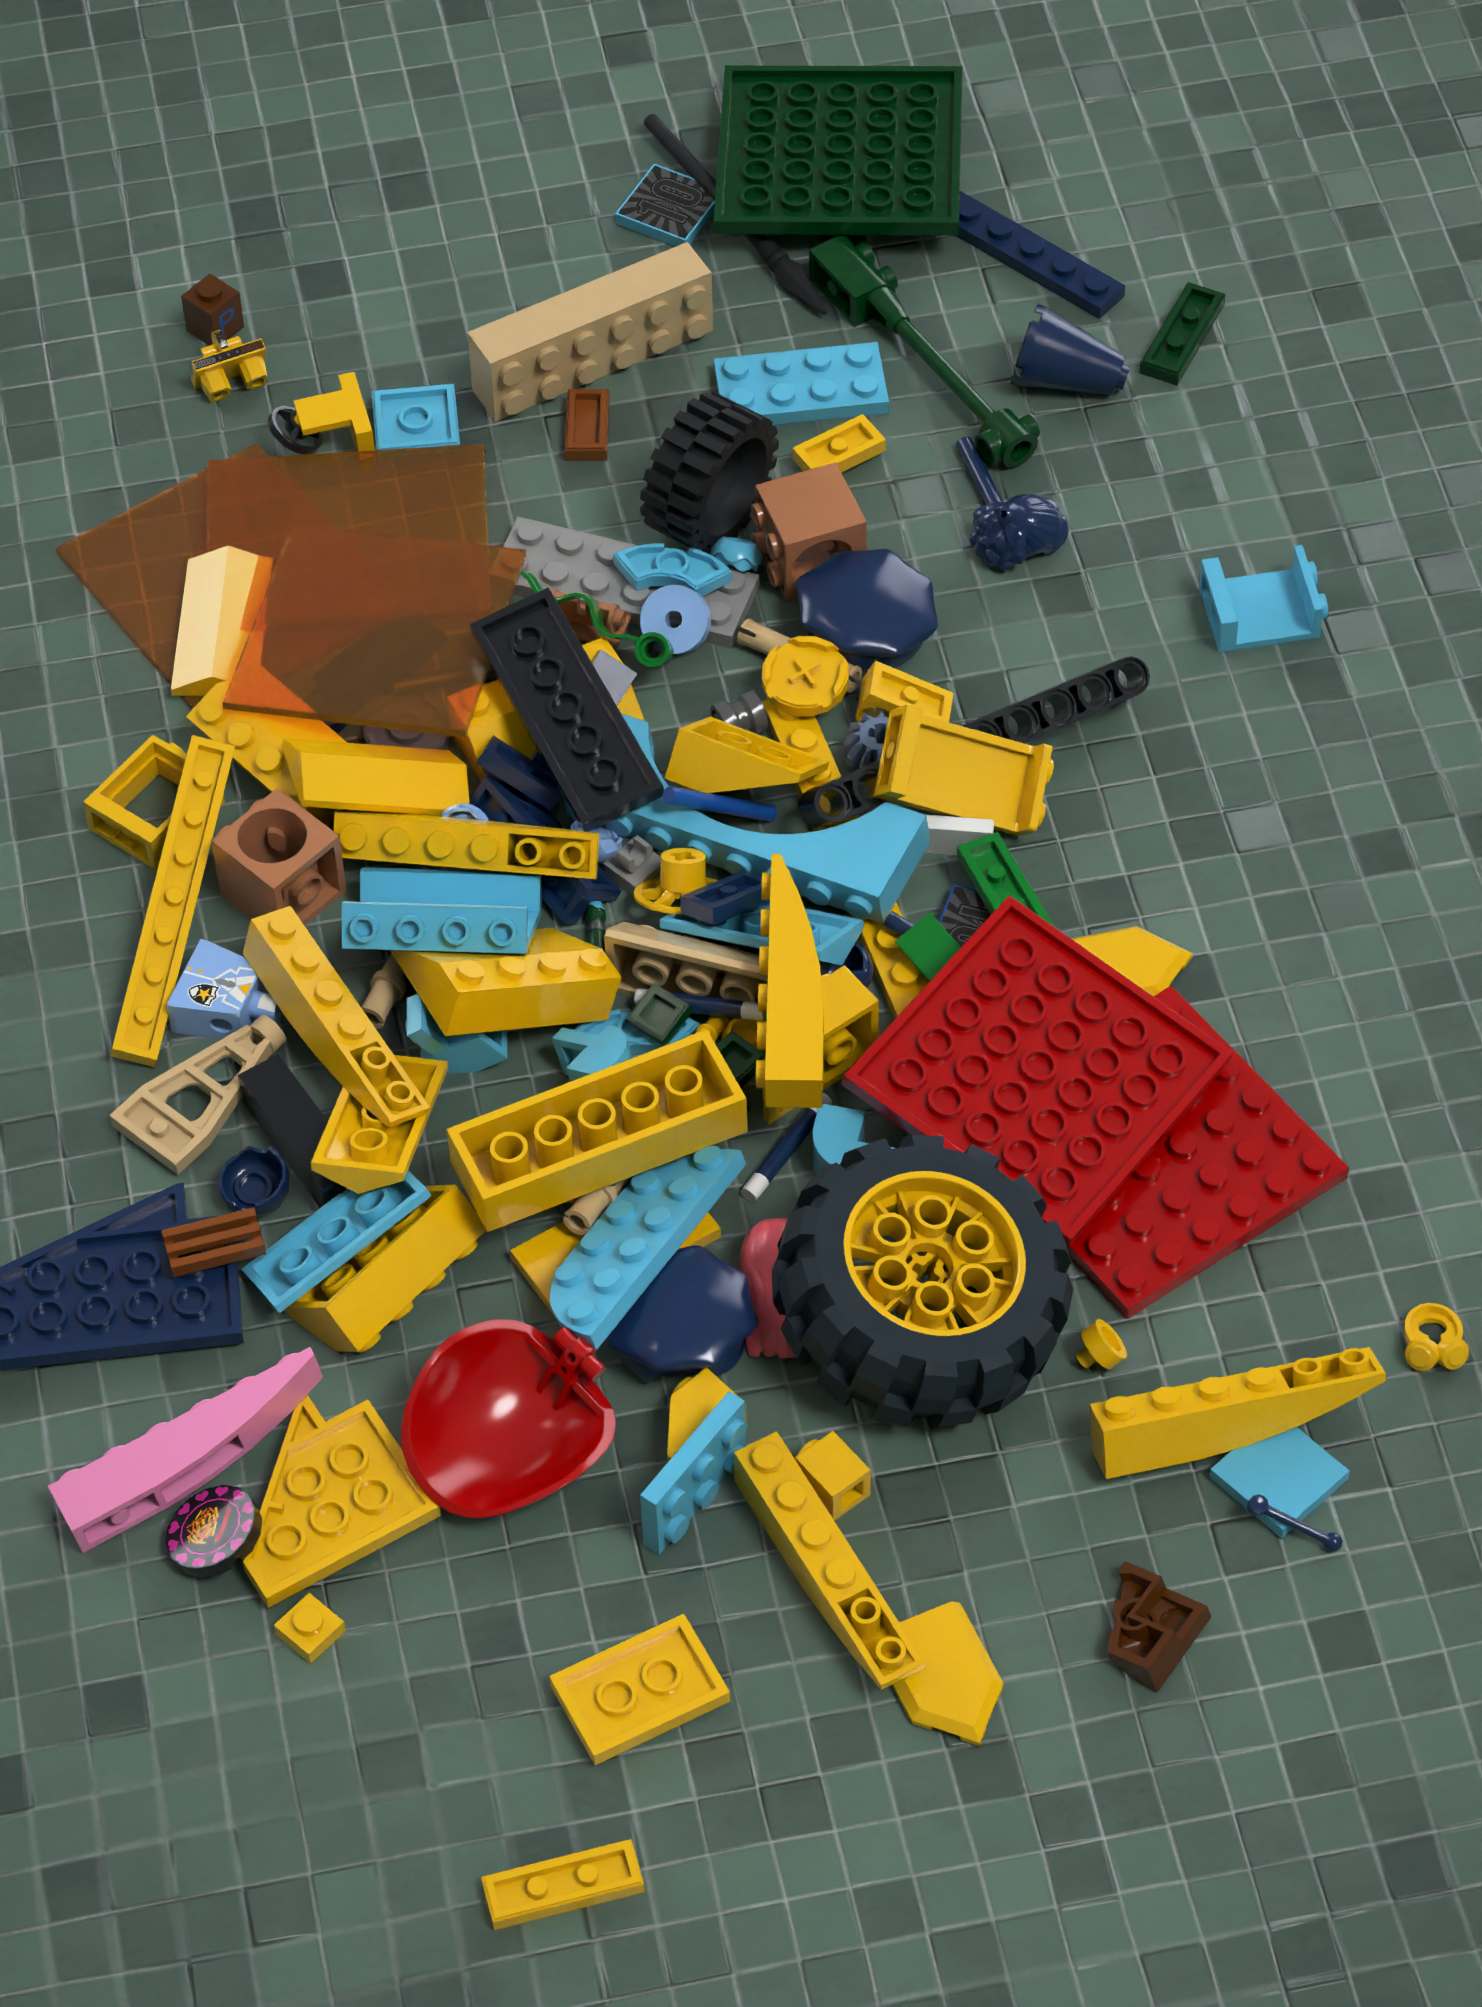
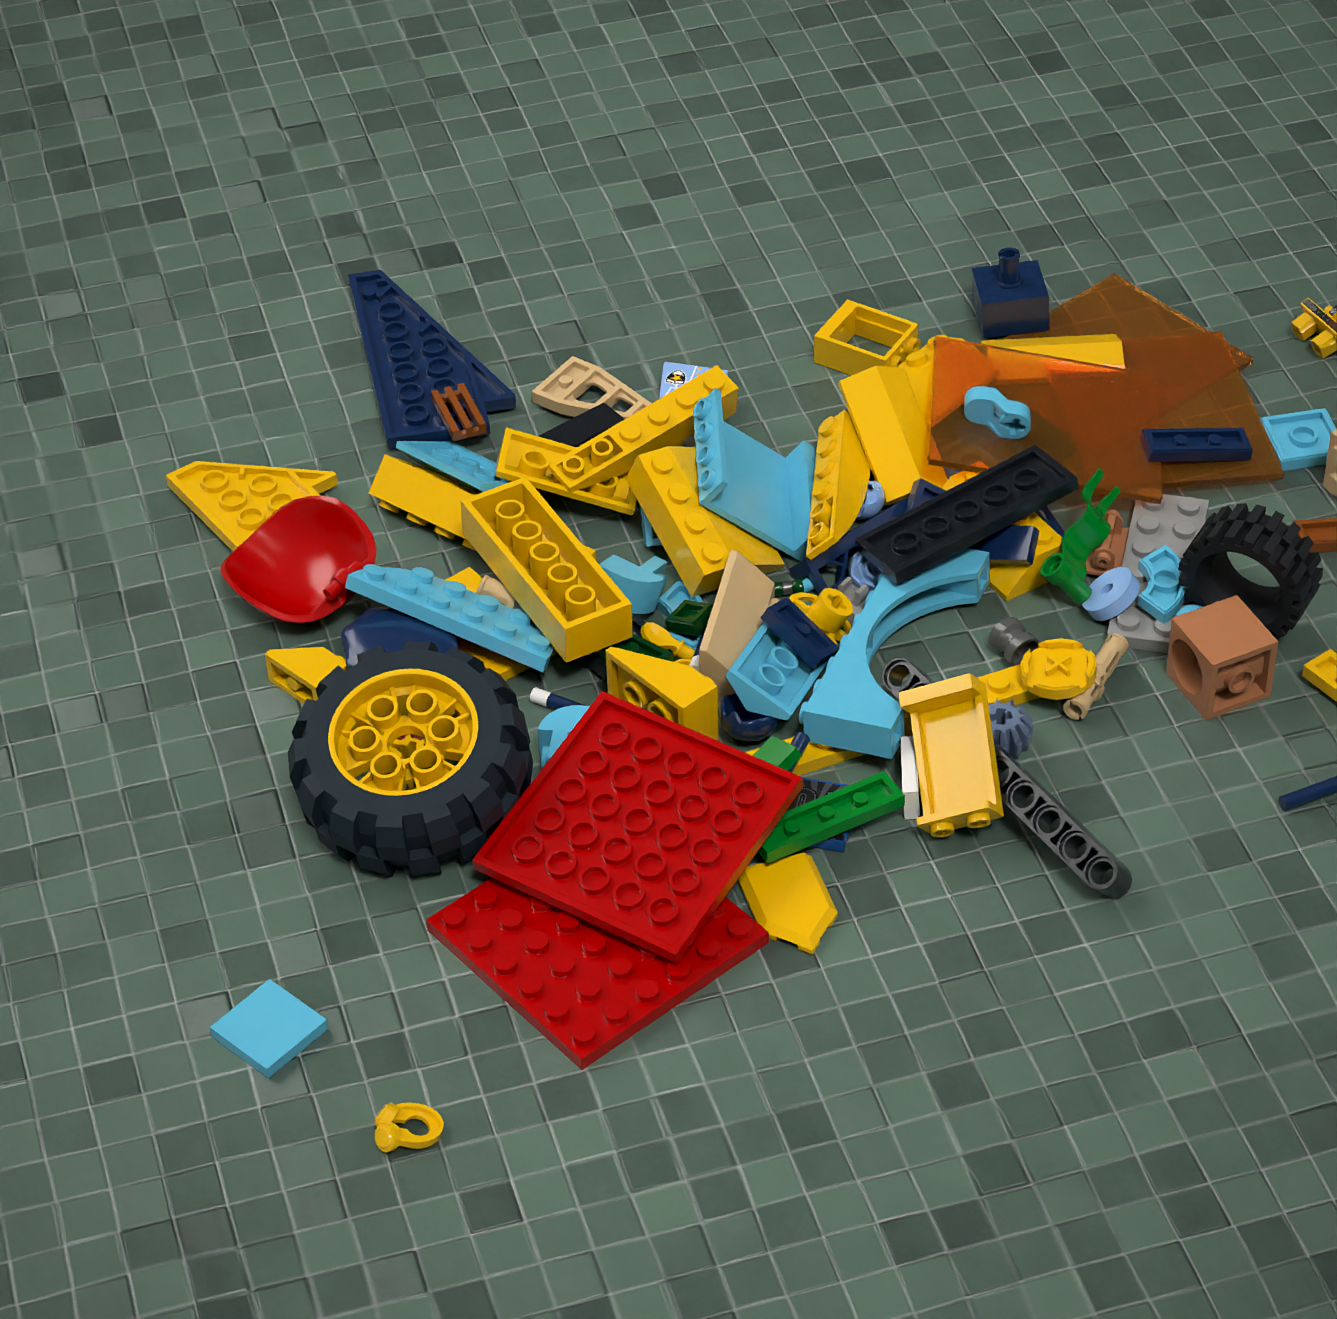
camera: 85 degrees right, 10 degrees down
(108, 644) = (1010, 296): none -> dark blue brick
(172, 901) = (771, 351): yellow plate -> none
(180, 1454) = (280, 418): bright pink slope -> none
(213, 1530) = (221, 446): tile -> none
(254, 1180) = (519, 420): dark blue hair -> none
(278, 860) = (797, 396): nougat brick -> none
(309, 1628) = (150, 506): yellow plate -> none
(325, 413) = (1286, 387): yellow piece -> none
(395, 654) = (1002, 416): none -> medium azure piece
(436, 505) = (1196, 444): none -> dark blue tile
(639, 1689) = (85, 667): yellow plate -> none
(693, 1474) = (253, 664): medium azure plate -> none
(719, 804) = (902, 622): blue bar -> none
(724, 757) = (949, 624): yellow slope -> none
(791, 998) = (674, 644): yellow slope -> none
(823, 1560) = (186, 748): yellow slope -> none
(835, 1473) = (262, 752): yellow brick -> none
(868, 606) = (1146, 703): dark blue piece -> none
(890, 688) = (1052, 737): yellow plate -> none
(958, 1678) = (94, 834): yellow tile -> none
(1017, 530) = (1278, 804): dark blue hair -> none
(1101, 1346) = (395, 903): yellow tile -> none
(1152, 1626) = (123, 951): reddish brown slope -> none
(1225, 1411) = (314, 974): yellow slope -> none
(1259, 1505) = (223, 1001): dark blue hinge -> none
(1263, 606) = (1233, 975): medium azure panel -> none

